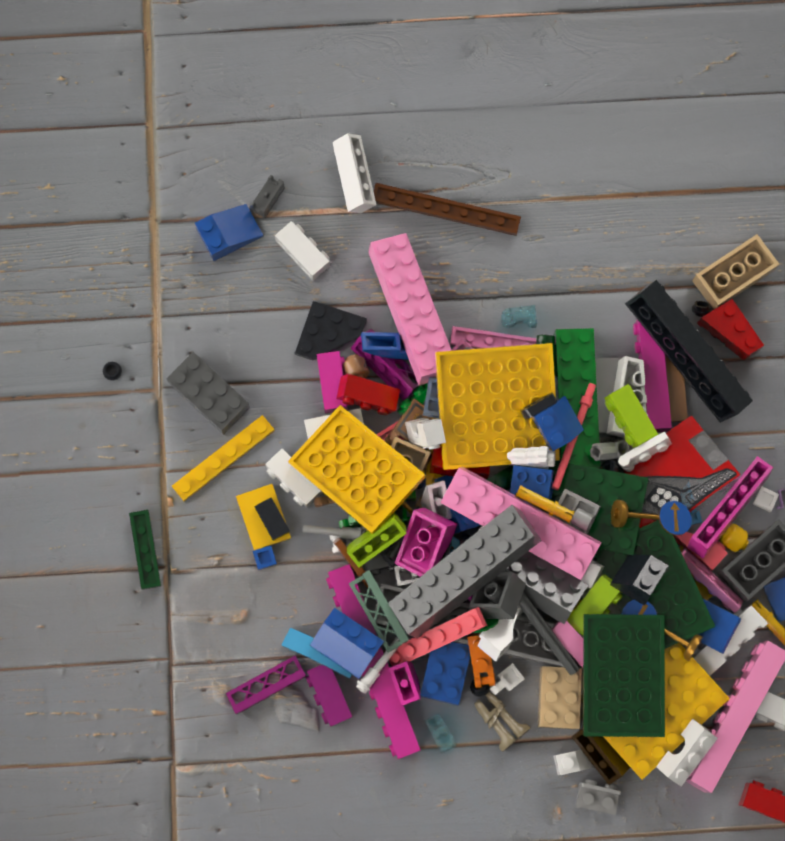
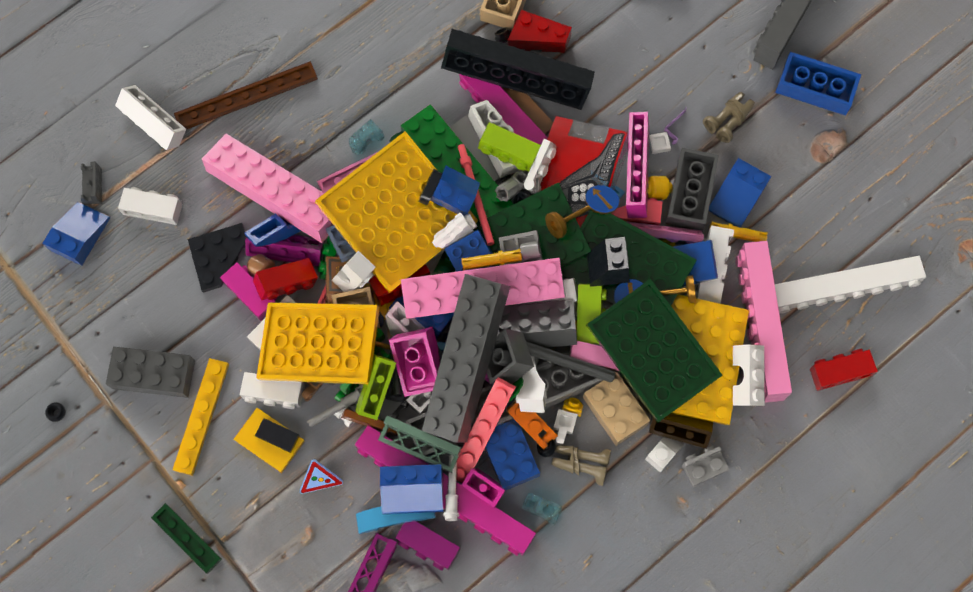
camera: 30 degrees left, 5 degrees down
(264, 557) = (293, 471): blue plate -> none
(281, 578) = (319, 478): none -> piece
(527, 669) = (573, 405): none -> yellow plate

